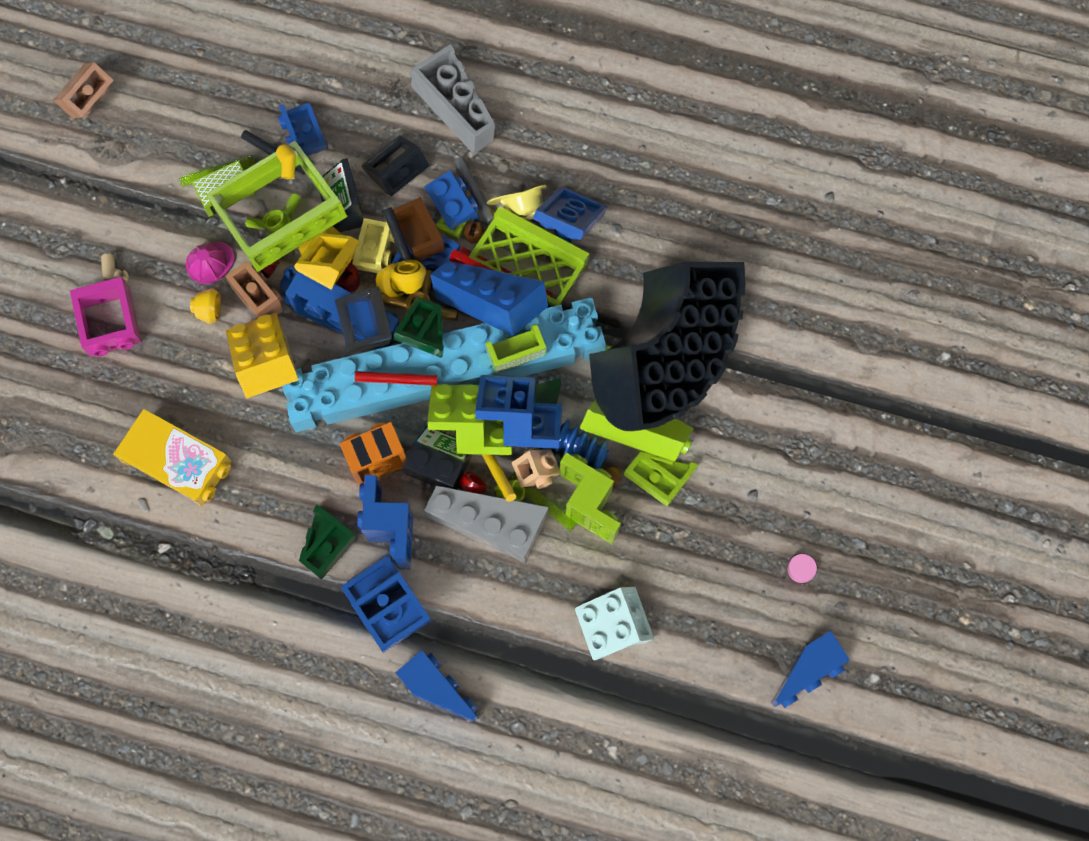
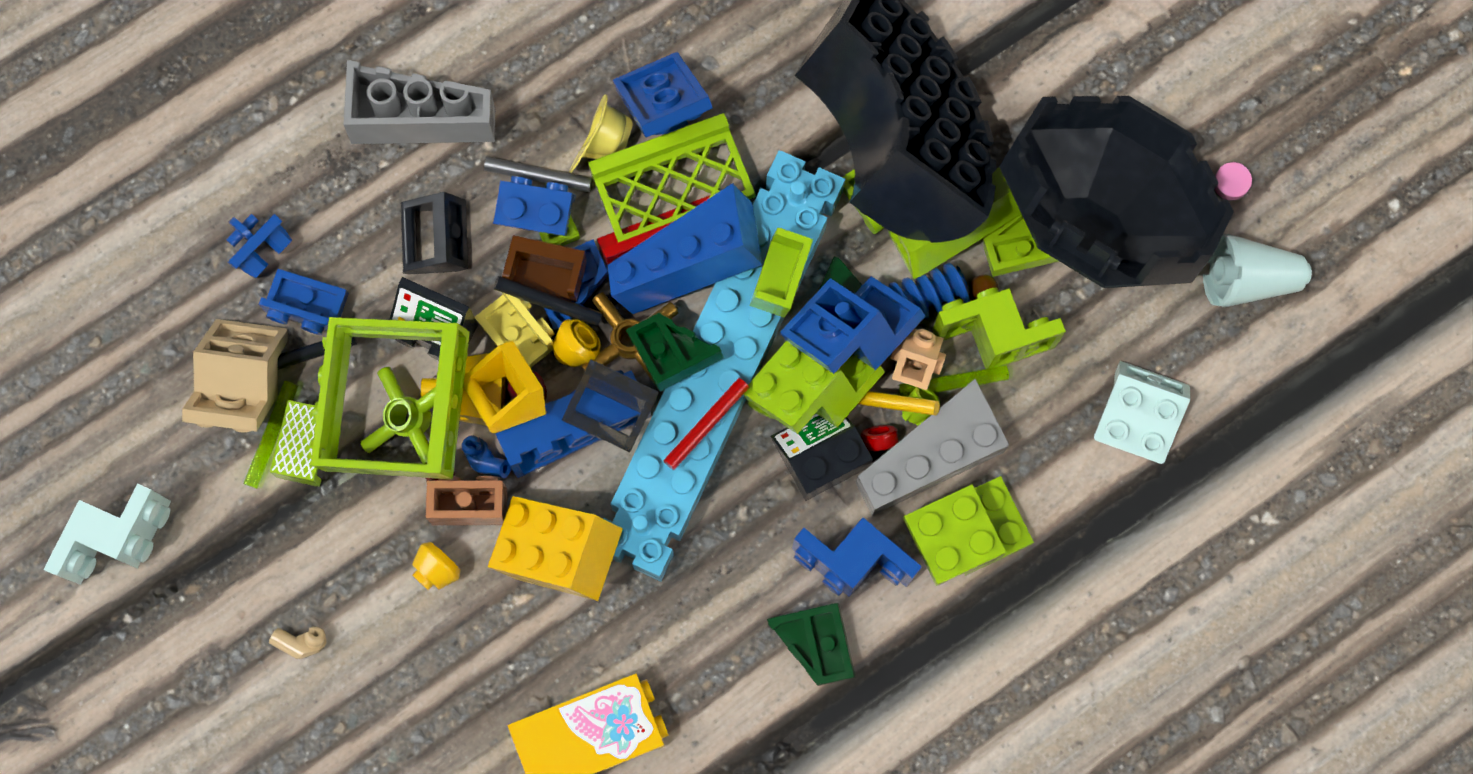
camera: 50 degrees left, 5 degrees up
(83, 90) = (36, 508): nougat brick -> none
(90, 127) = (120, 538): none -> light aqua bracket
(99, 294) = (317, 676): dark pink window -> none
(210, 262) = (377, 526): dark pink piece -> none
(231, 125) = (235, 375): none -> tan bracket
(287, 158) = (352, 341): yellow arm -> none
(326, 83) = (246, 257): none -> blue hips
(373, 452) = (766, 513): orange brick -> none
(385, 604) = (943, 627): blue bracket -> none
(408, 276) = (593, 319): yellow cone -> none
(429, 685) = (1058, 649): blue slope -> none
(456, 574) = (968, 530): none -> lime bracket
(479, 231) = (580, 217): reddish brown hinge -> none
(724, 496) = (1115, 192): none -> black windscreen
(754, 621) = (1252, 271): none -> light aqua cone
(813, 663) = (1339, 254): blue slope -> none

